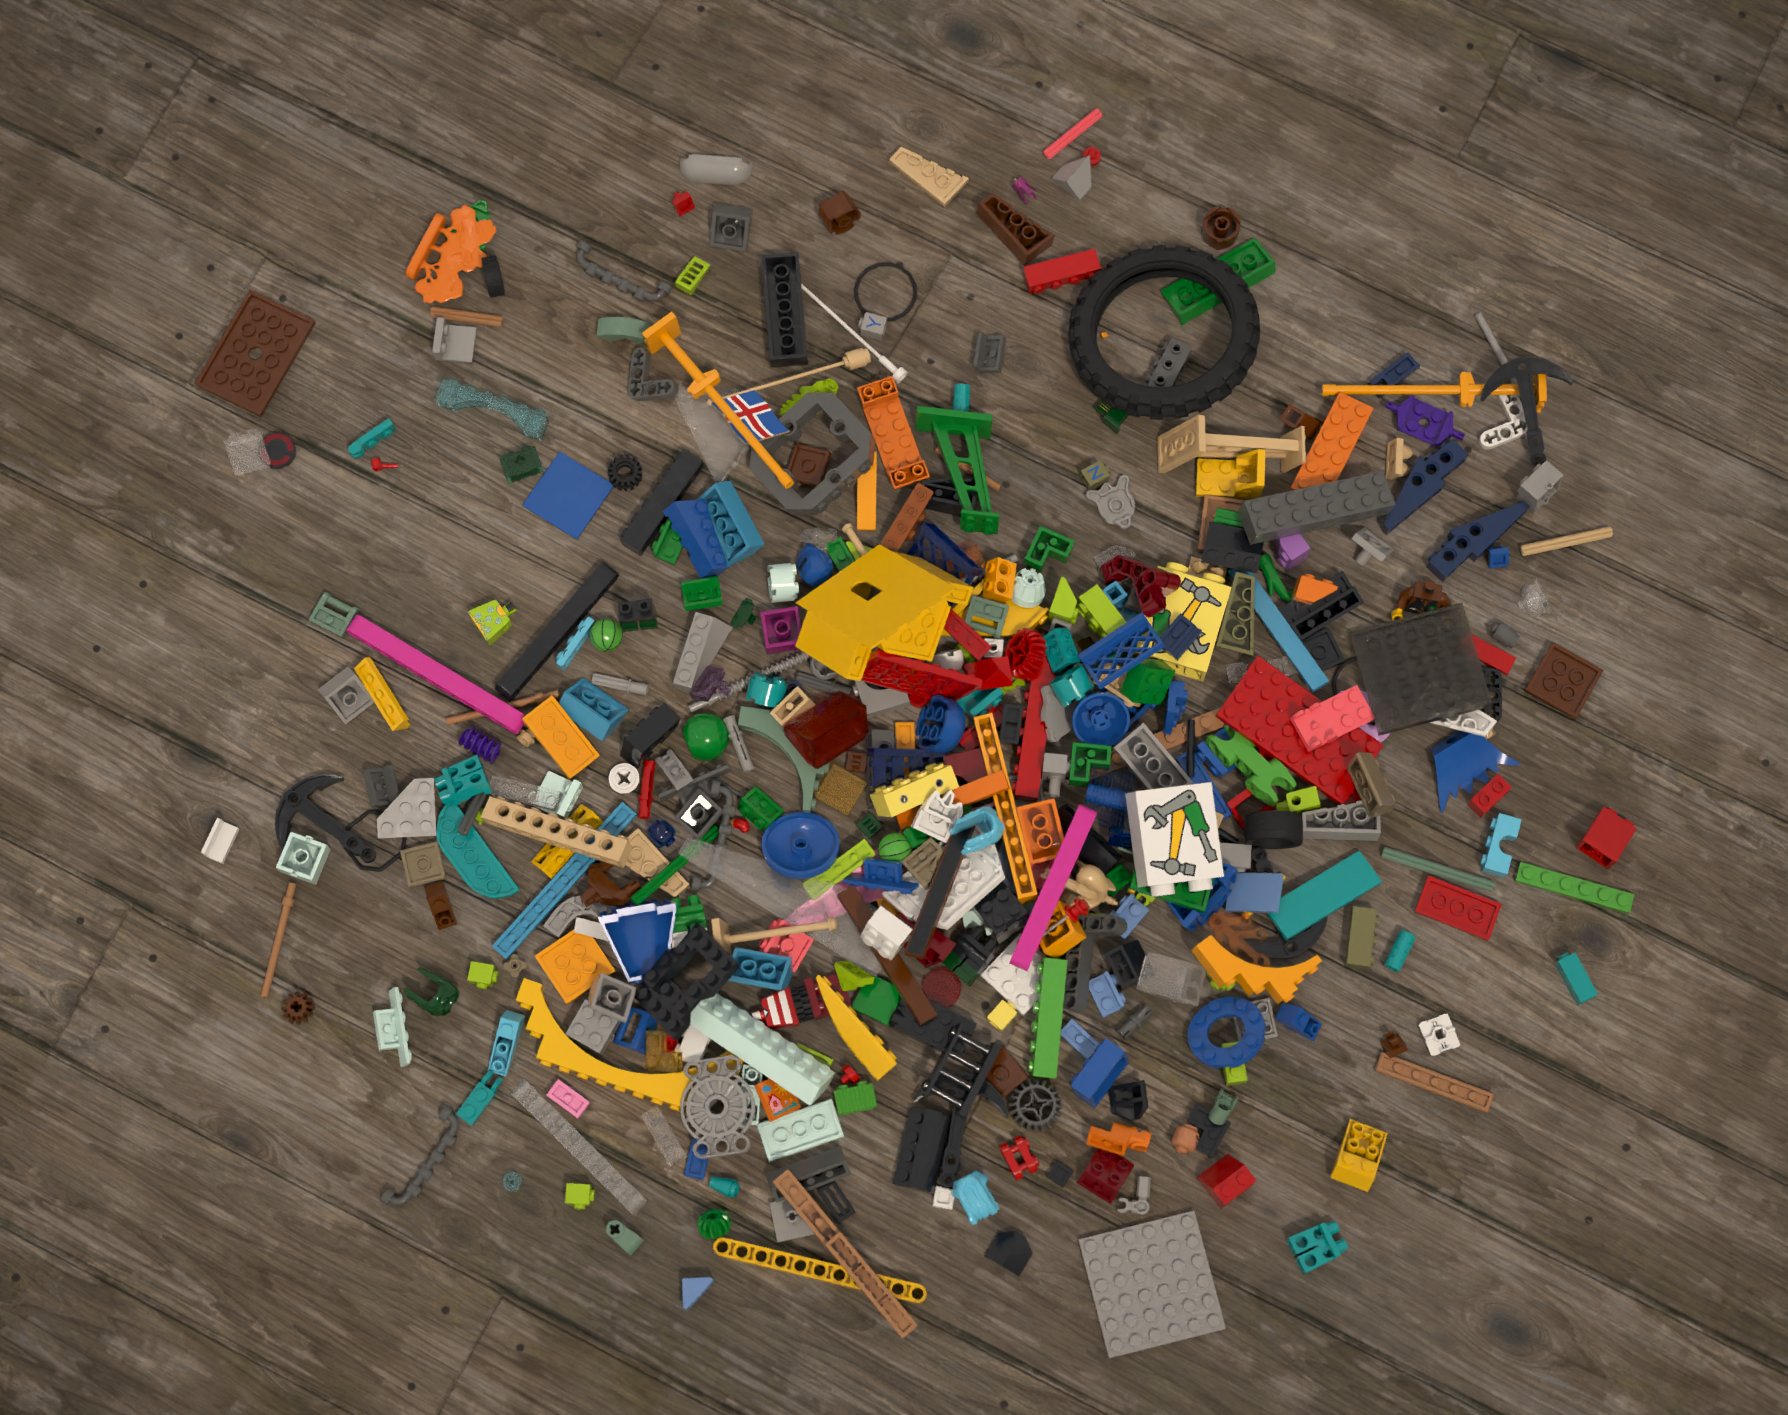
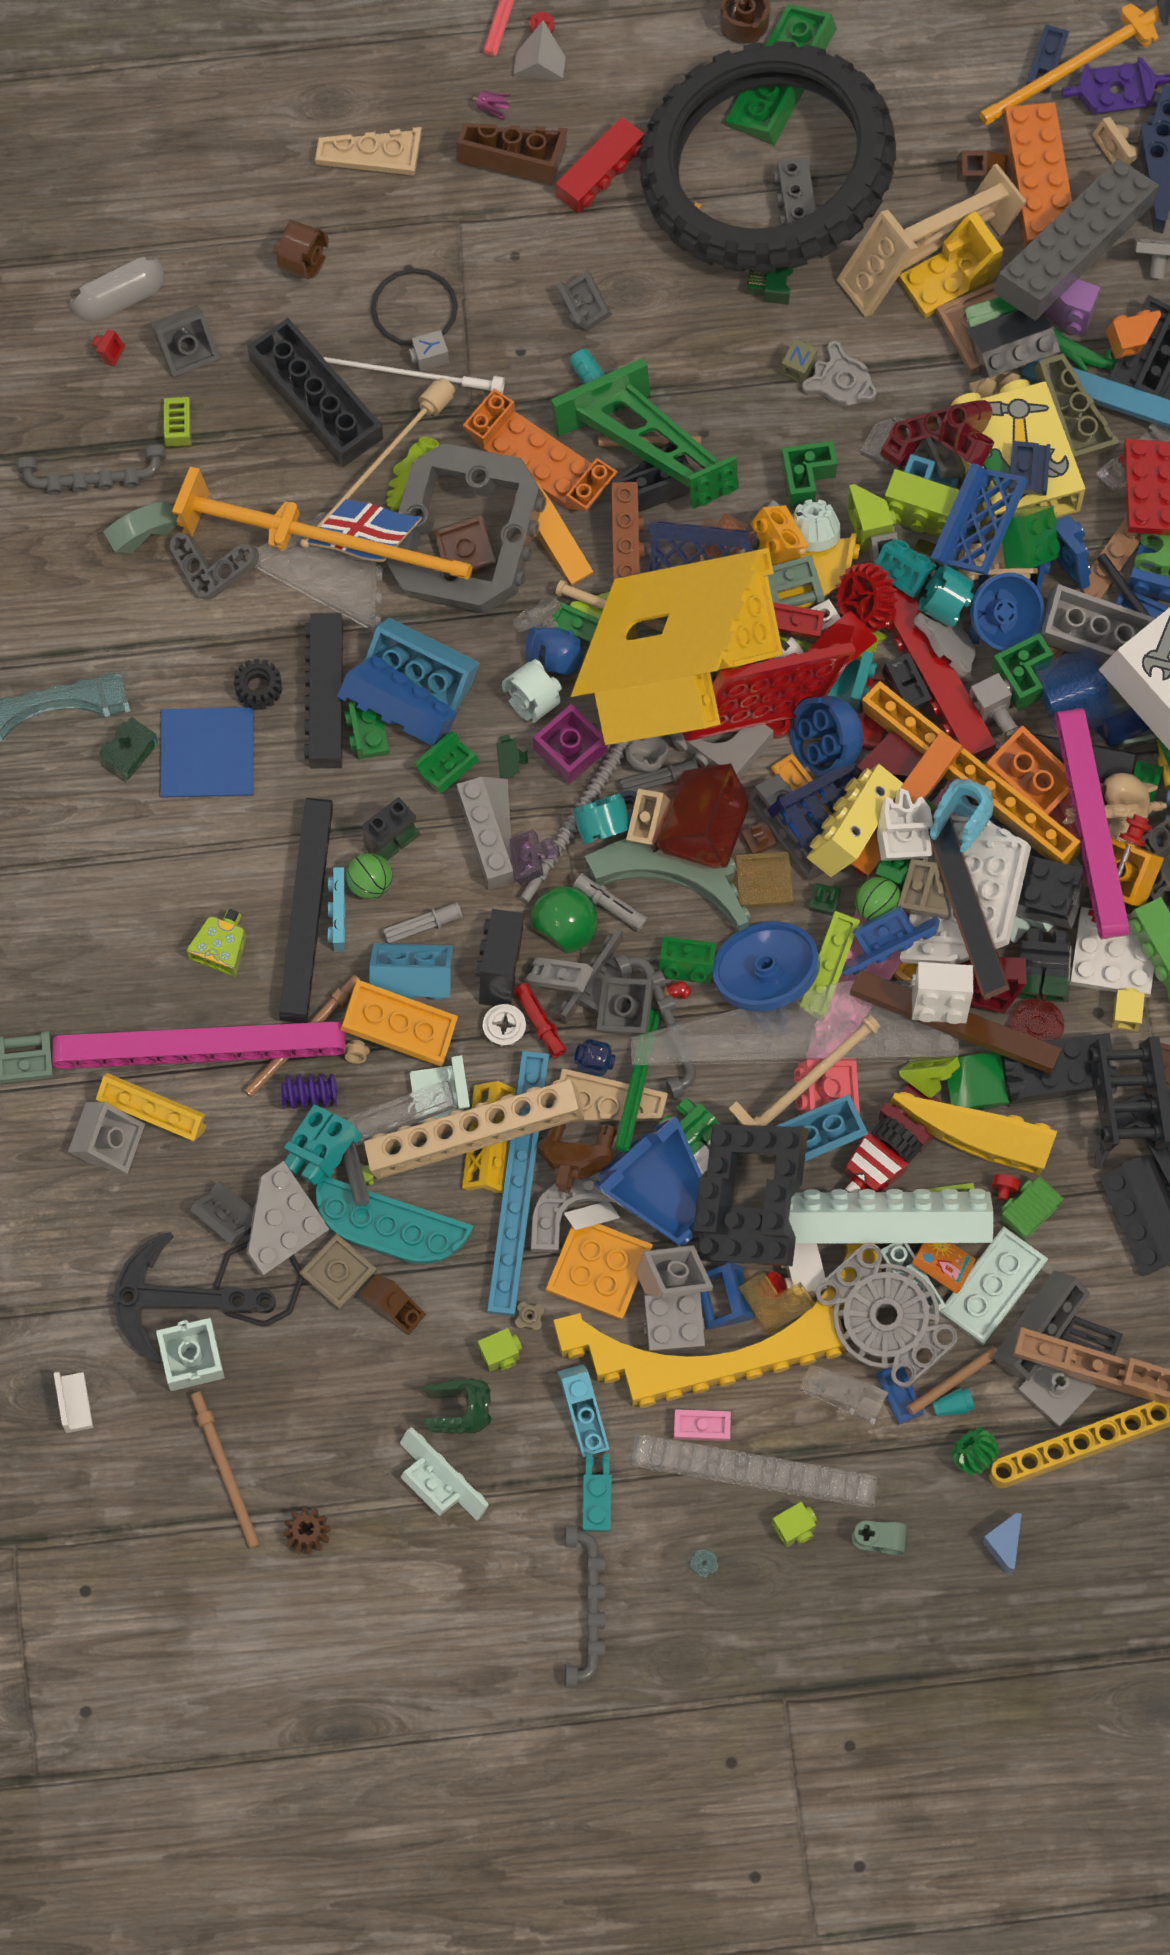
camera: 35 degrees left, 5 degrees down
(732, 1172) = (952, 1381): none -> medium nougat bar

